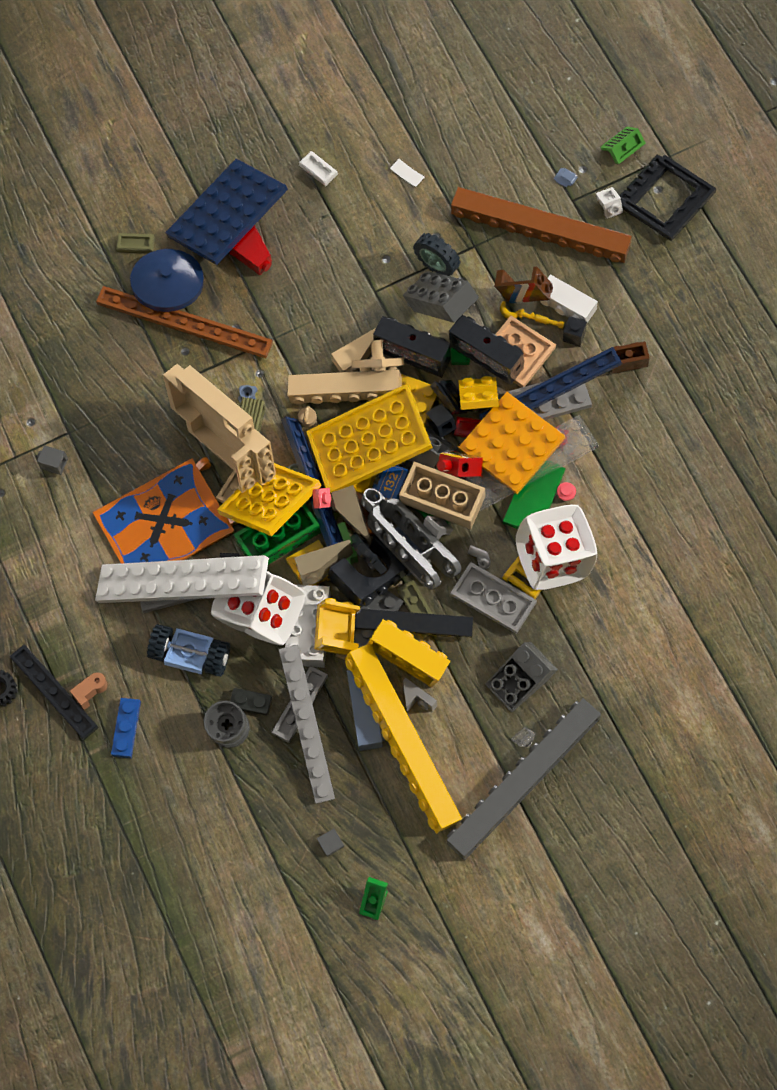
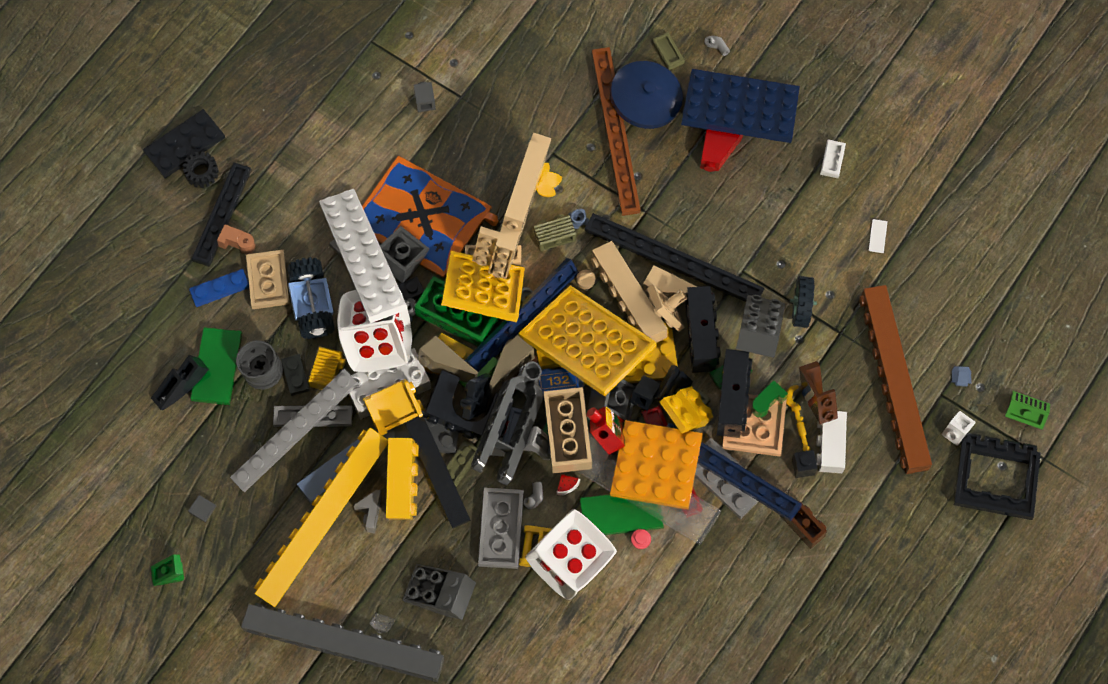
camera: 55 degrees right, 0 degrees up
(144, 680) = (267, 279): none -> tan plate
(153, 200) = (717, 43): none -> light grey arm
(192, 545) = (403, 253): none -> dark grey slope
(199, 804) = (179, 382): none -> black slope
(201, 766) = (219, 354): none -> green tile
(263, 671) = (325, 367): none -> yellow brick
(321, 498) = (506, 329): coral plate -> none
(330, 338) = (672, 258): none -> black plate
(484, 525) = (567, 484): none -> red tile
(503, 327) = (767, 398): none -> green leg

